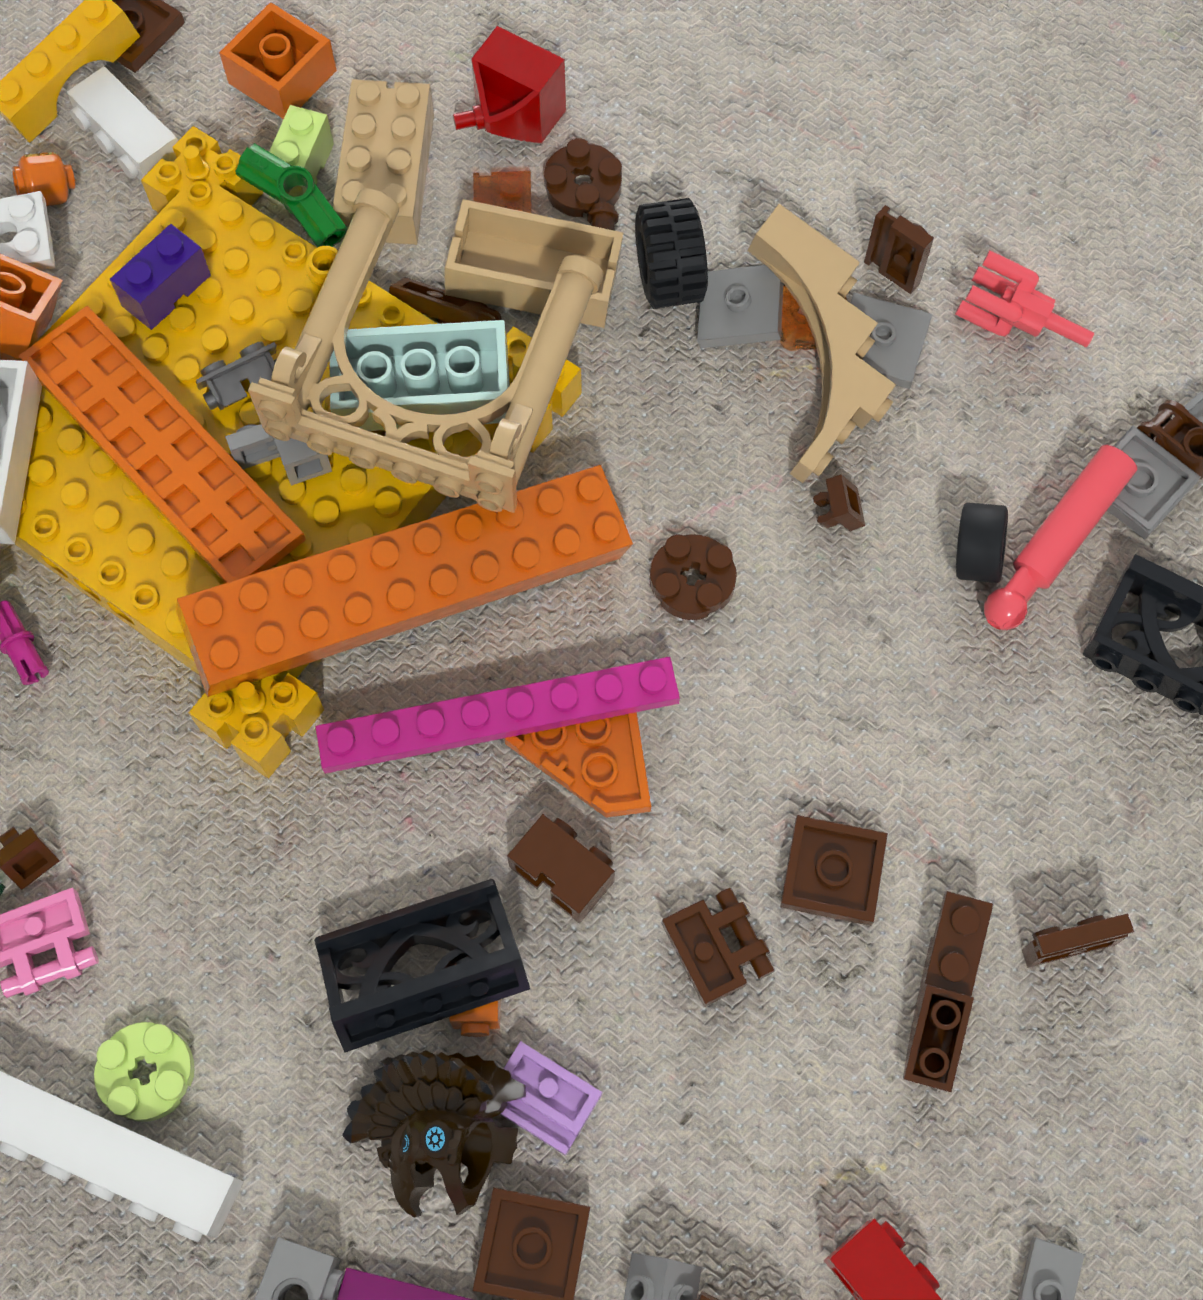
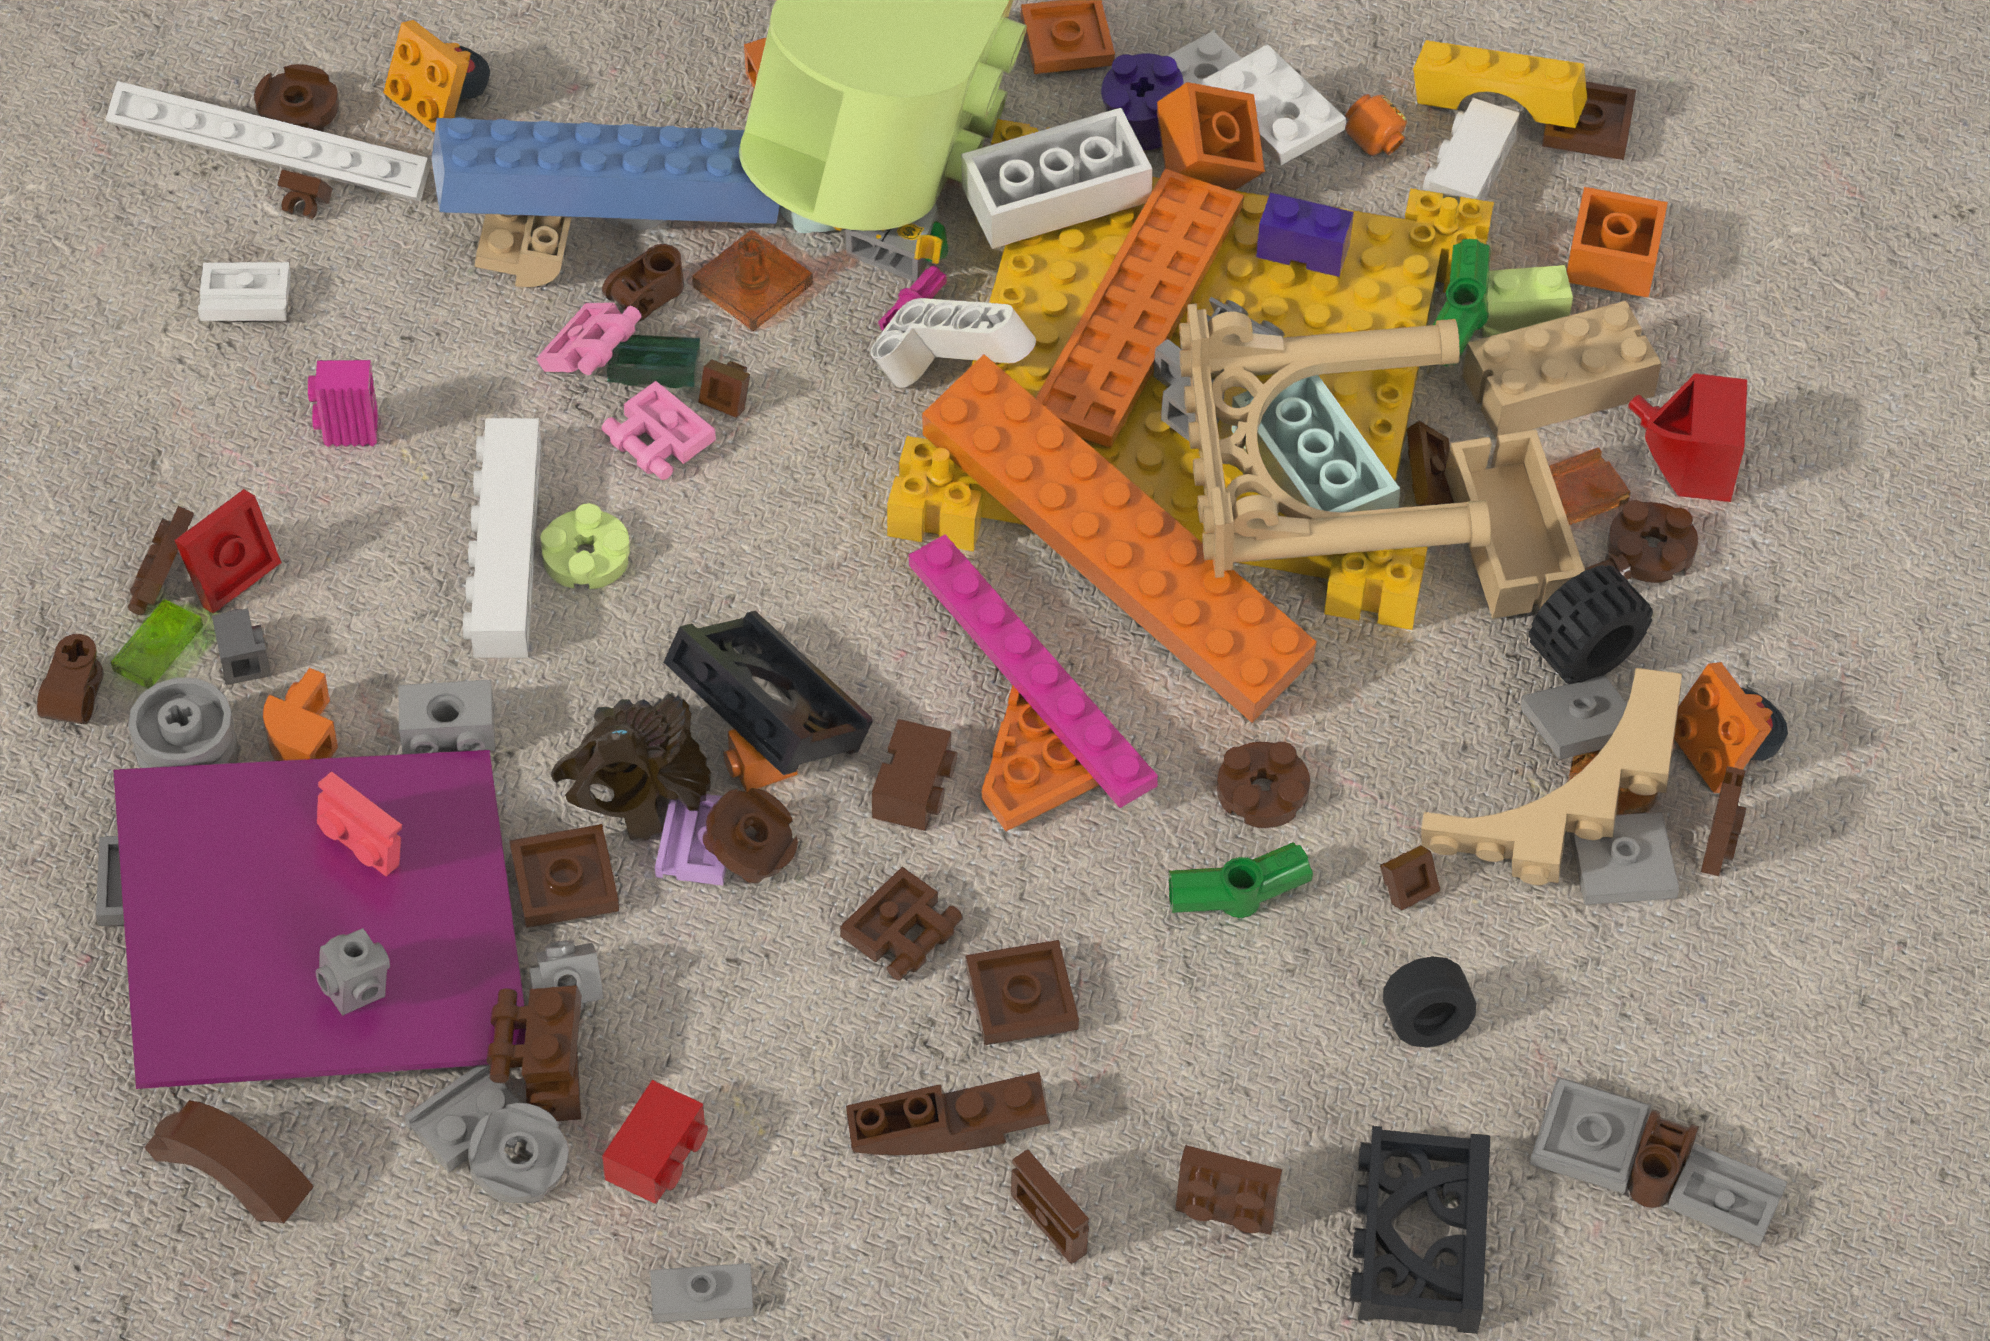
camera: 65 degrees right, 15 degrees down
(69, 640) = (949, 330): none -> white beam
(568, 1070) = (733, 847): none -> reddish brown plate
(796, 617) = (1216, 887): none -> green piece
(814, 197) = (1726, 725): none -> orange plate
(1018, 305) = (1733, 958): coral plant -> none
(1060, 535) = (1475, 1067): coral piece -> none
(1122, 785) = (1228, 1190): none -> reddish brown plate

